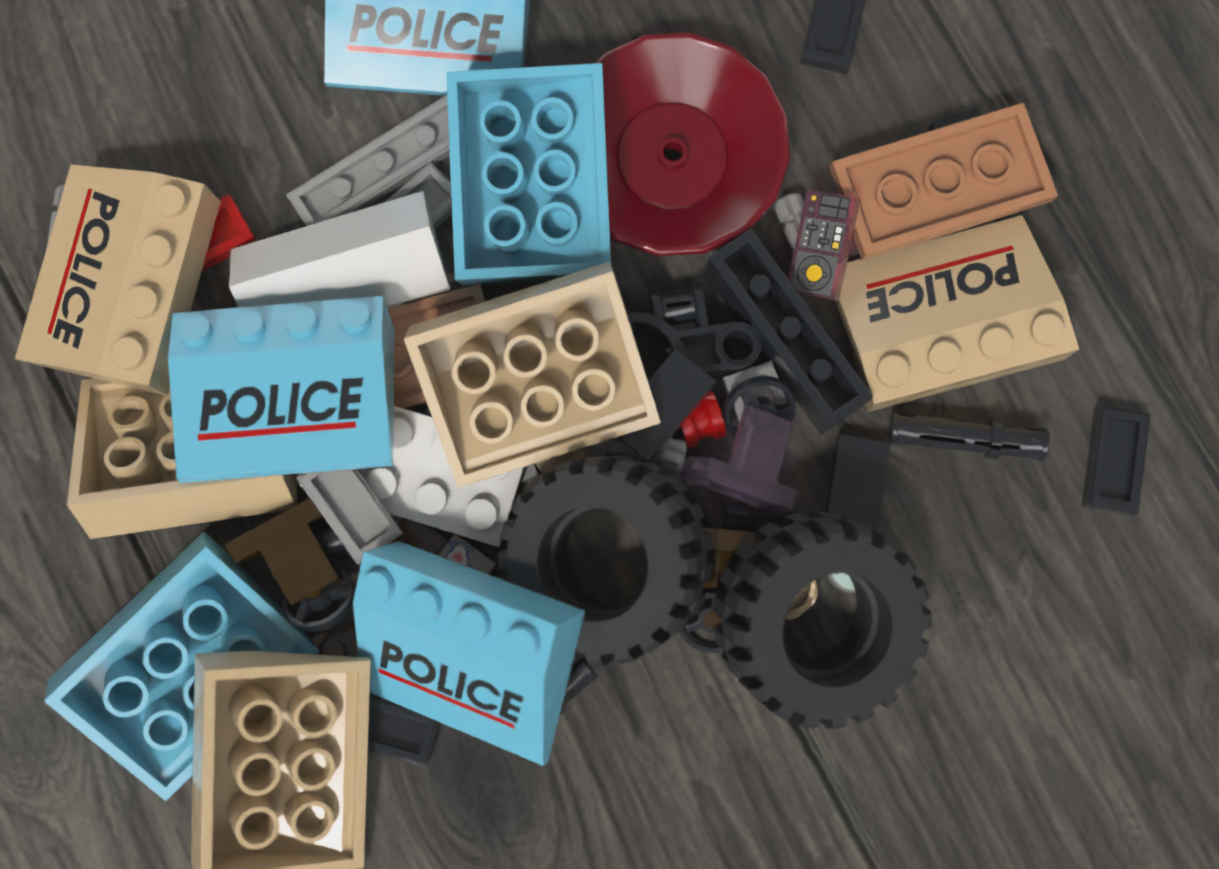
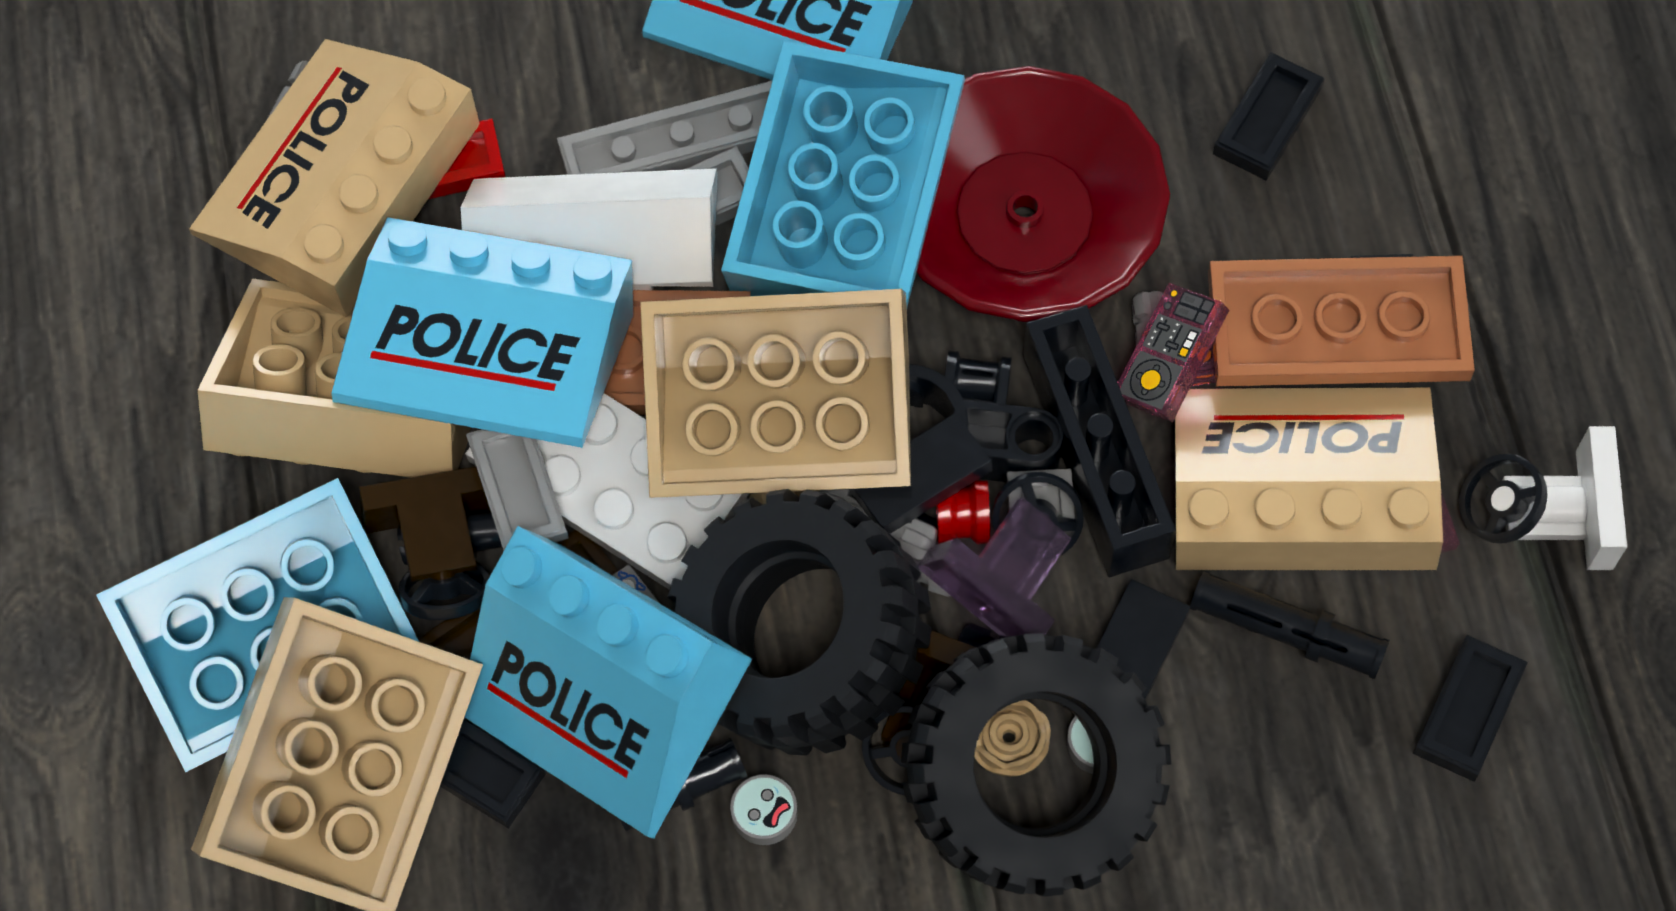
camera: 20 degrees right, 15 degrees down
(617, 697) = (764, 809): none -> tile
(1159, 274) = (1557, 506): none -> white piece

